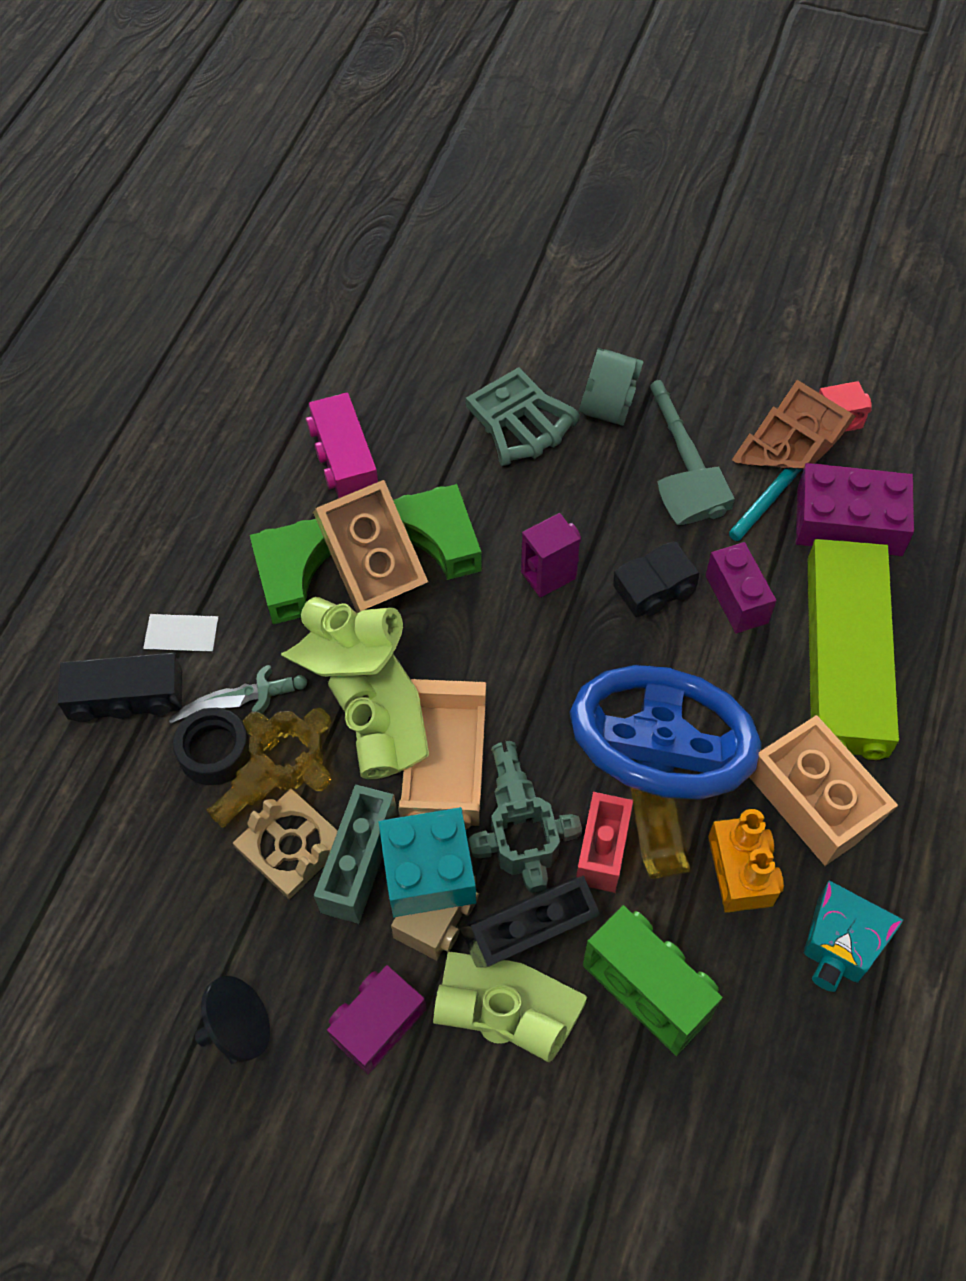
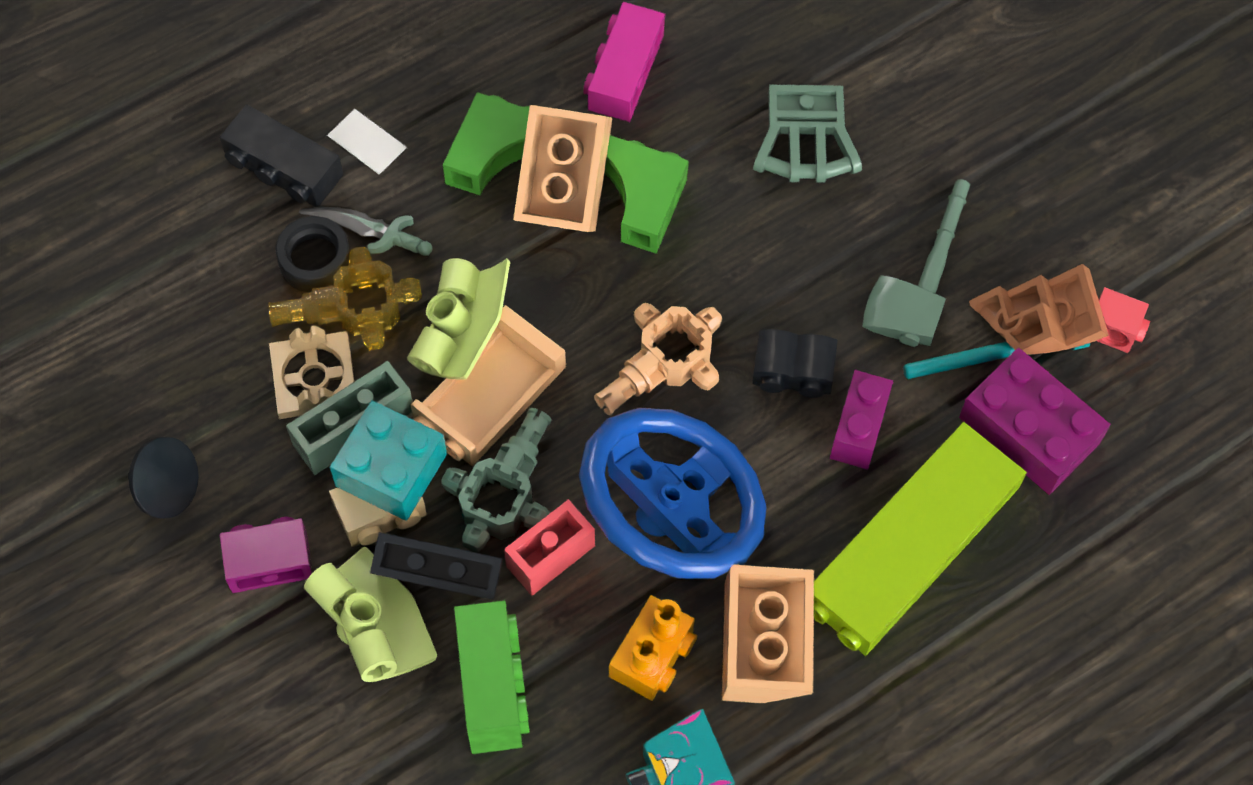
camera: 35 degrees right, 5 degrees up
(345, 640) = (481, 239): yellowish green panel -> none
(550, 554) = (715, 277): magenta brick -> none
(553, 652) = (649, 365): none -> light nougat piece
(610, 386) = (906, 156): sand green brick -> none
(660, 834) = (599, 577): clear yellow brick -> none

